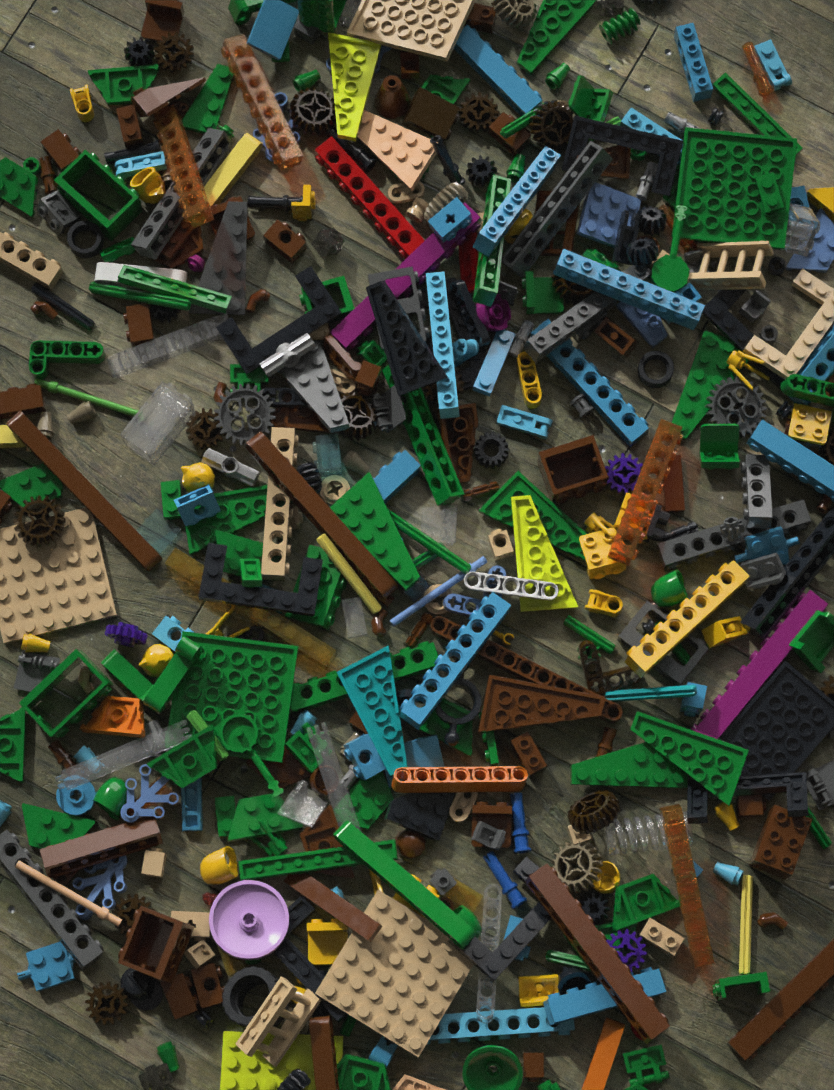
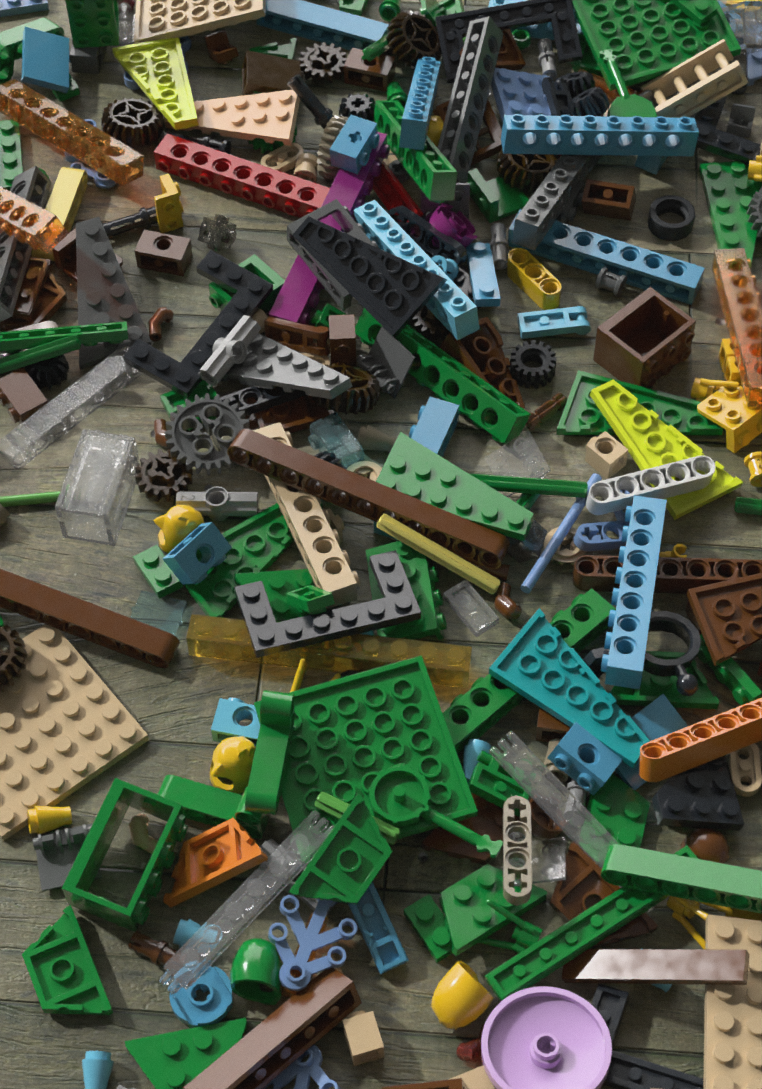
camera: 25 degrees left, 20 degrees down
(126, 634) = (175, 746): dark purple gear -> none
(196, 263) = (64, 312): magenta plate -> none
(293, 799) = (515, 849): none -> dark tan beam
(306, 80) = (102, 101): green cone -> none
(325, 940) = (669, 1029): yellow bracket -> none
(392, 98) = (216, 74): reddish brown cone -> none
(418, 630) = (561, 588): reddish brown axle -> none
(616, 475) = (707, 326): dark purple gear -> none
(645, 323) = (621, 171): medium blue wing -> none

